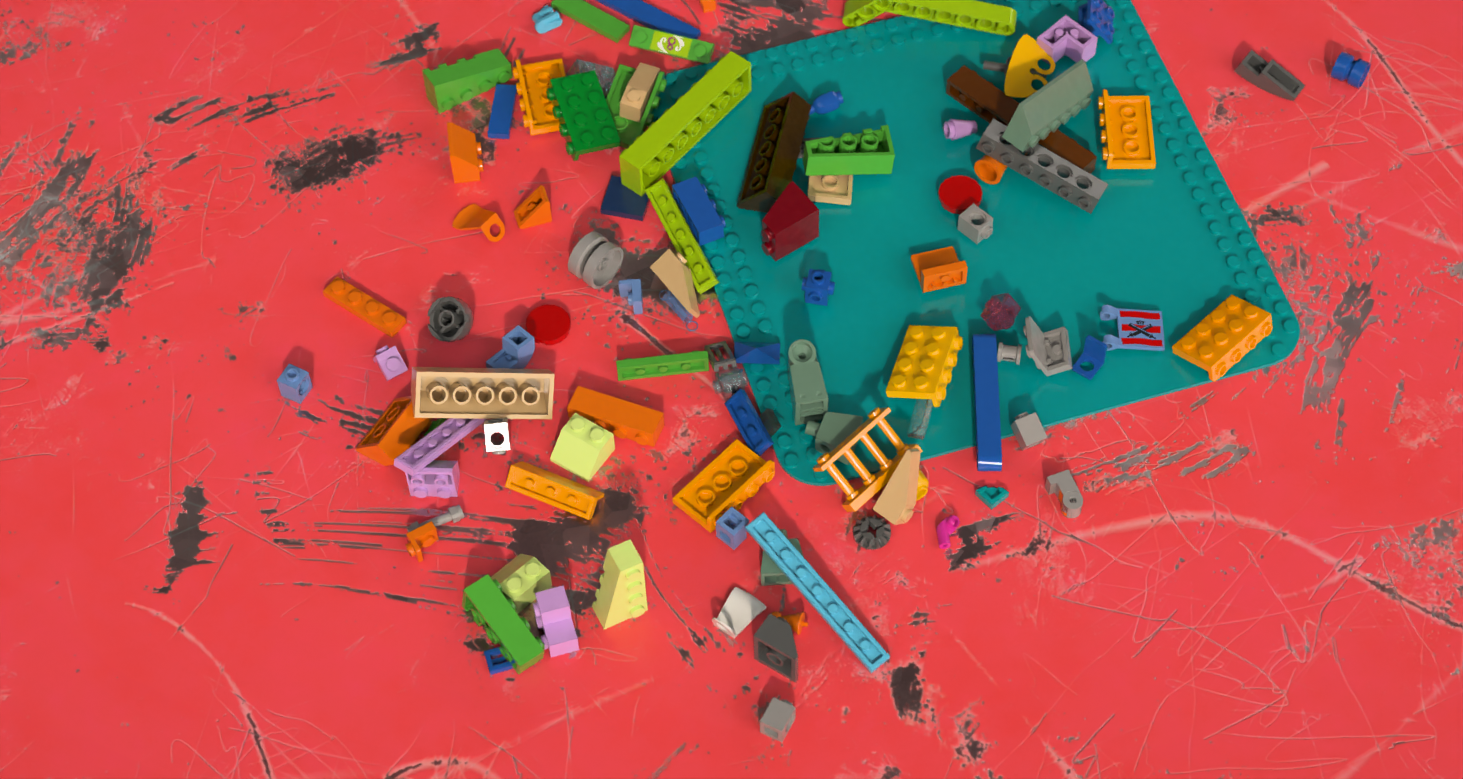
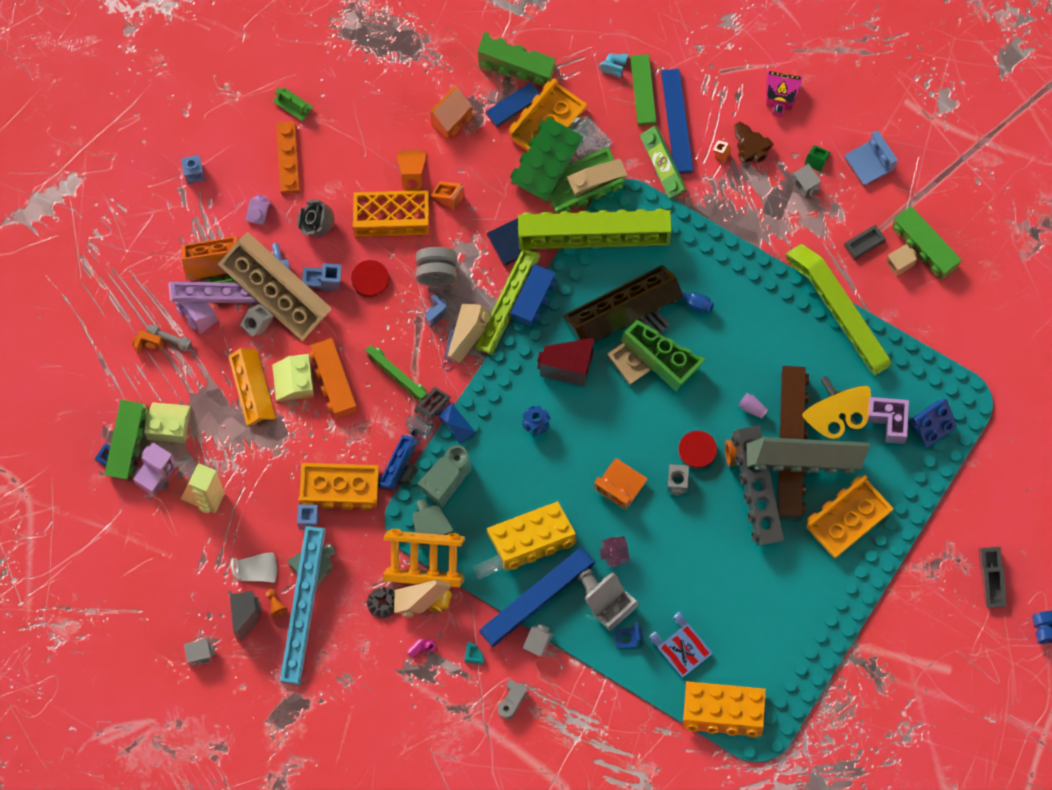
camera: 50 degrees right, 15 degrees up
(322, 266) = (292, 103): none -> bright green hinge
(515, 274) = (391, 226): none -> light orange fence

